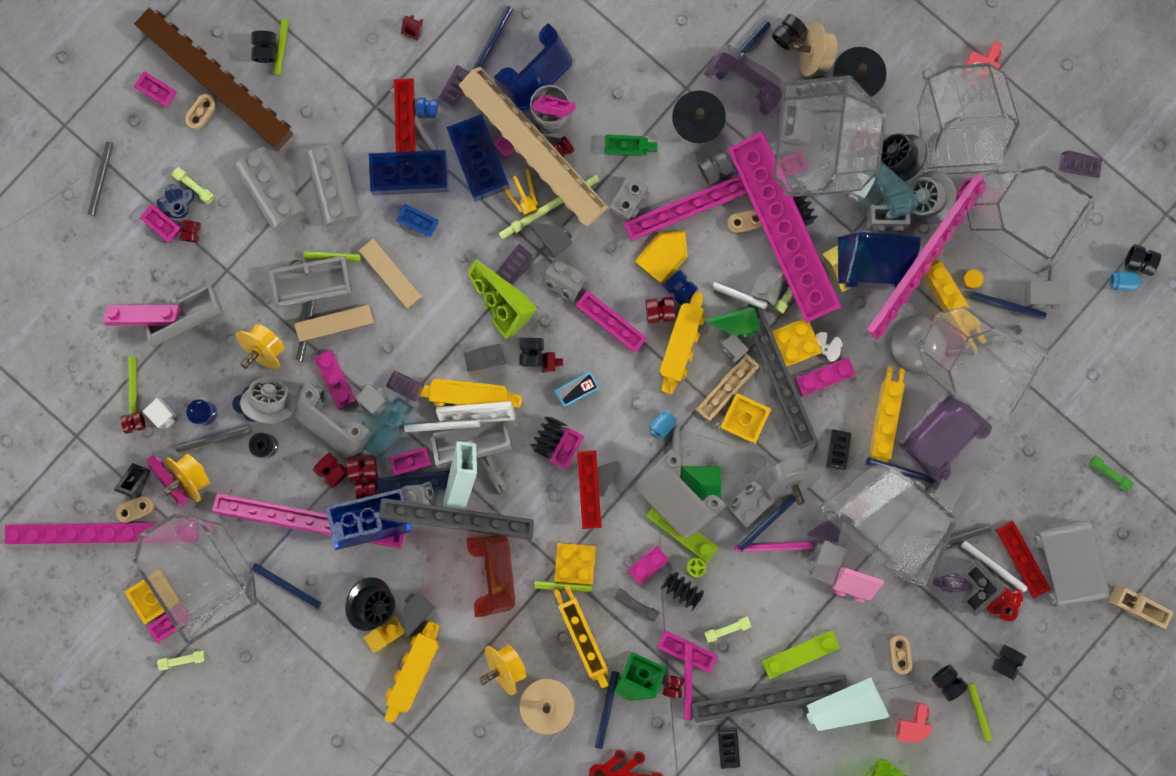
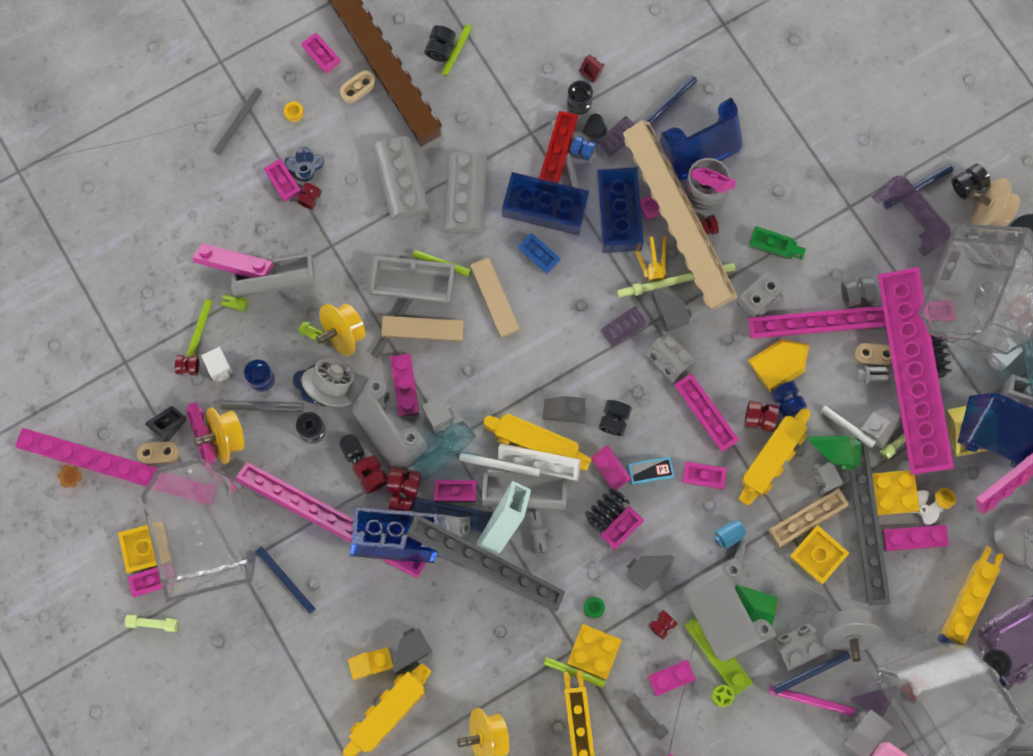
camera: 15 degrees right, 10 degrees down
(59, 551) = (68, 471): none -> clear orange plant
(149, 153) = (293, 111): none -> yellow tile
(158, 351) = (240, 304): none -> lime pin
(181, 176) = (318, 142): yellowish green bar -> none
(234, 357) = (309, 330): none -> lime pin
(306, 452) = (351, 448): none -> black arm
(369, 604) = (366, 625): black piece -> none
(403, 385) = (473, 410): clear purple slope -> none
(409, 60) = (579, 97): none -> black wheel
(432, 83) = (595, 126): none -> black tile
(498, 573) = (512, 635): clear red windscreen -> none
(506, 303) = (603, 361): lime wedge -> none
(541, 398) = (611, 468): none -> dark pink plate
(551, 362) = (632, 435): dark red tile -> none
(563, 525) = (594, 607): none -> green tile
(589, 489) = (633, 576): red tile -> none
(625, 379) = (704, 475): none -> dark pink plate
(627, 521) = (663, 624): none -> dark red wheel
(682, 590) = (701, 715): black piece -> none
(698, 116) = (856, 235): black piece -> none
(742, 242) = (873, 375): none -> light grey arm
(841, 333) = (945, 498): none -> yellow tile
(841, 466) = (909, 637): black slope -> none
(921, 470) = (999, 661): none -> black wheel

